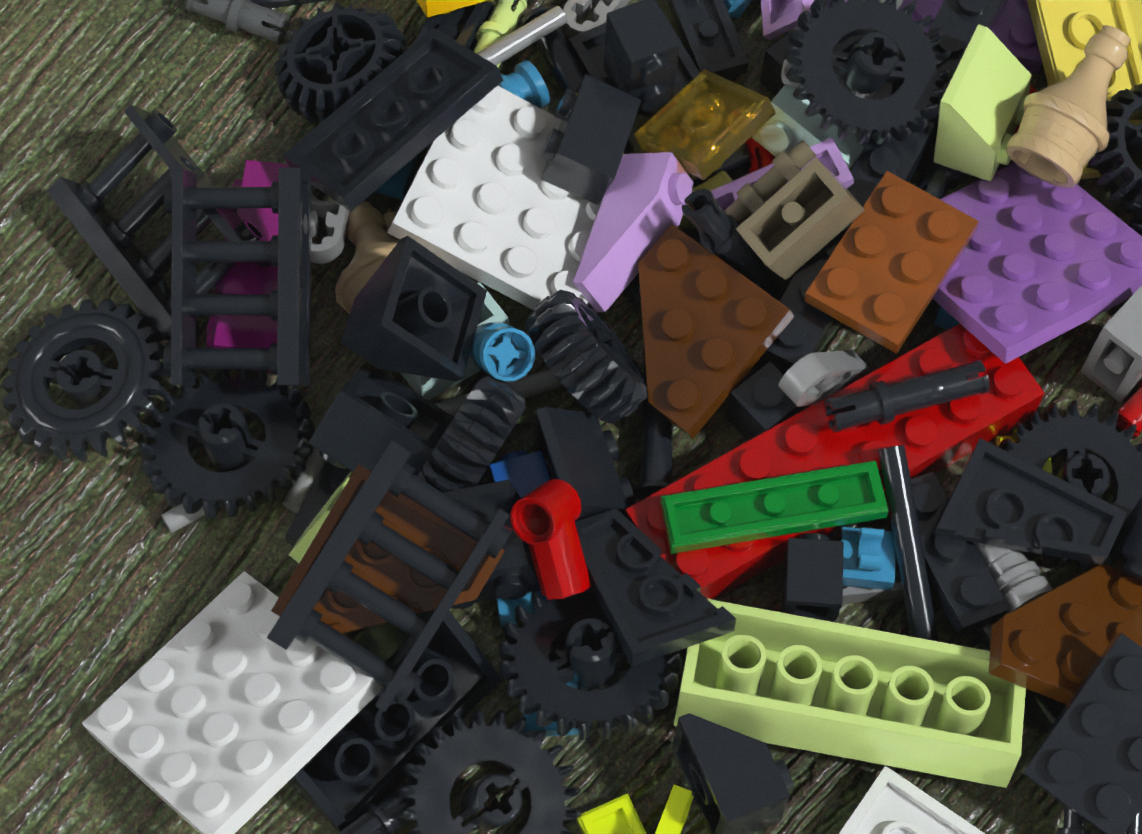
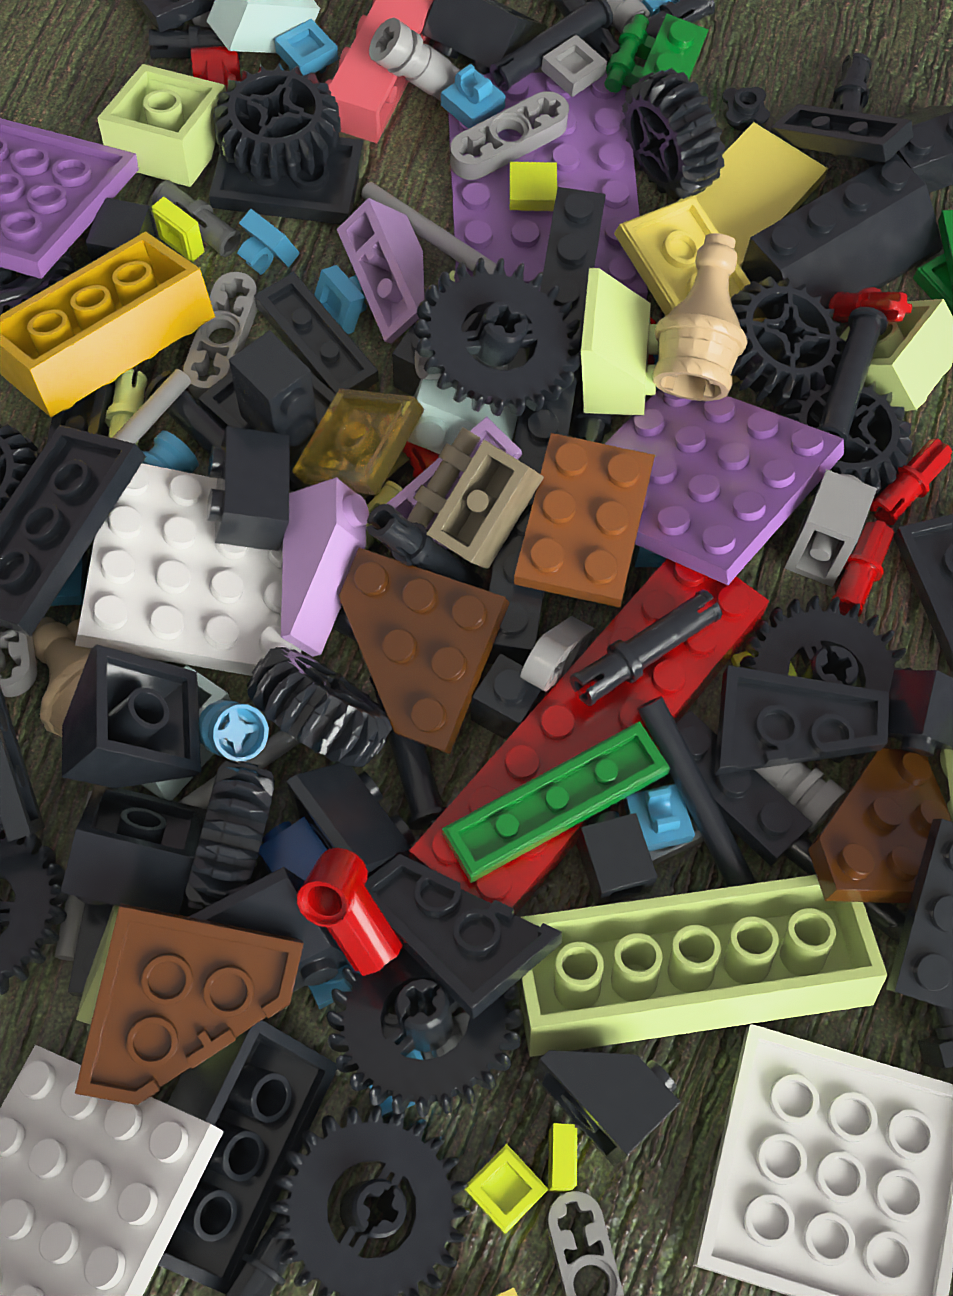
camera: 20 degrees left, 0 degrees up
(334, 574) = (130, 1034): black fence -> none

